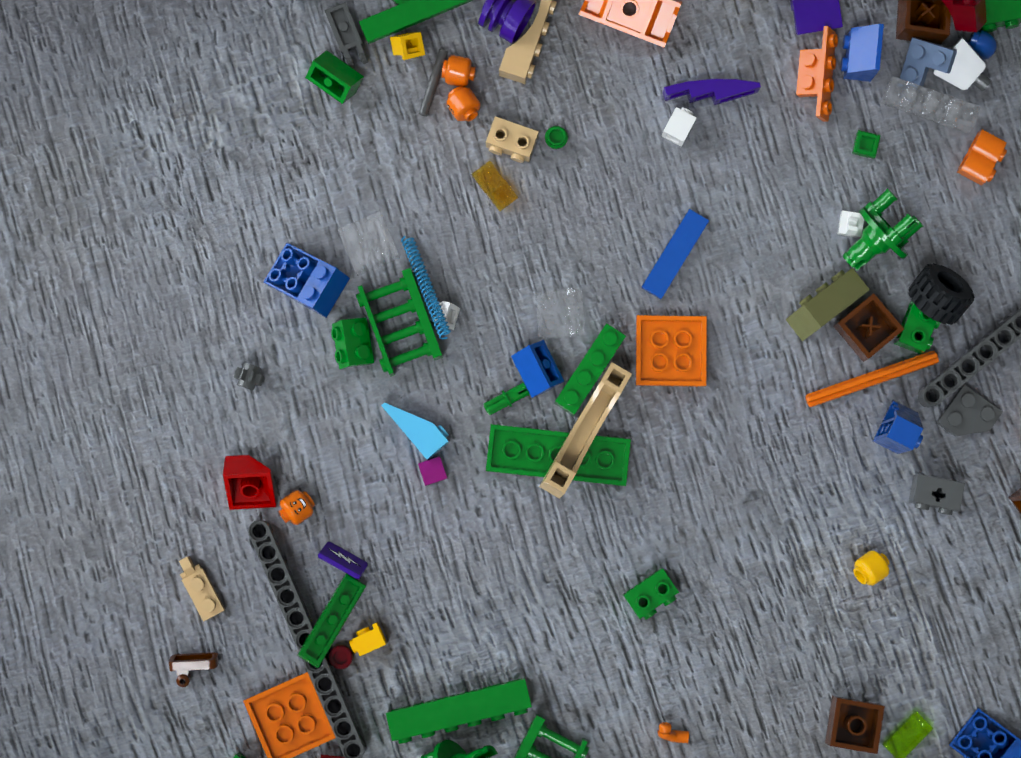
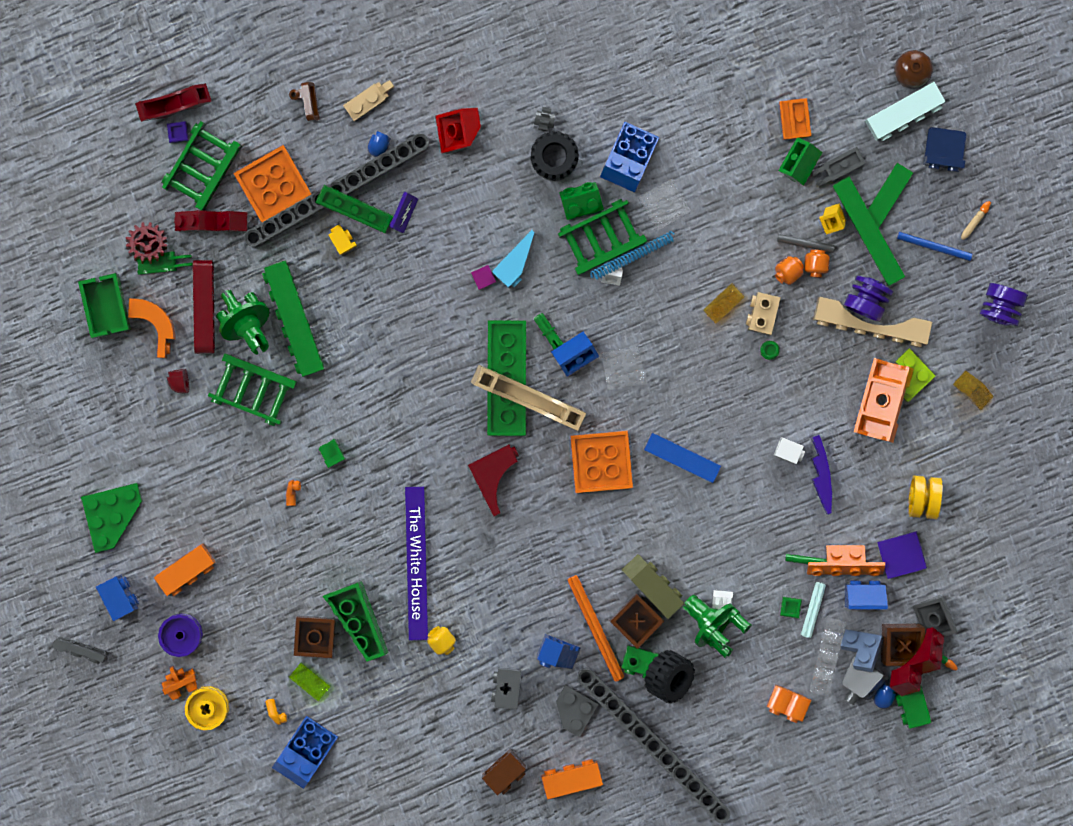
camera: 80 degrees right, 5 degrees up
(256, 582) = (378, 144): none -> blue piece
(276, 360) = (566, 143): none -> black tyre
(283, 79) = (795, 118): none -> orange plate
(296, 507) = (442, 170): orange head -> none
(340, 657) = (326, 219): dark red tile -> none
(590, 369) = (579, 396): green arch -> none
(629, 679) = (331, 453): none -> green panel
(650, 594) = (402, 464): green brick -> none
(669, 487) = (489, 471): none -> dark red arch
(773, 589) = (416, 563): none -> dark purple tile
(810, 123) = (802, 559): none -> green bar
(835, 668) = (358, 619): none -> green wedge
(871, 117) = (813, 609): none -> light aqua axle

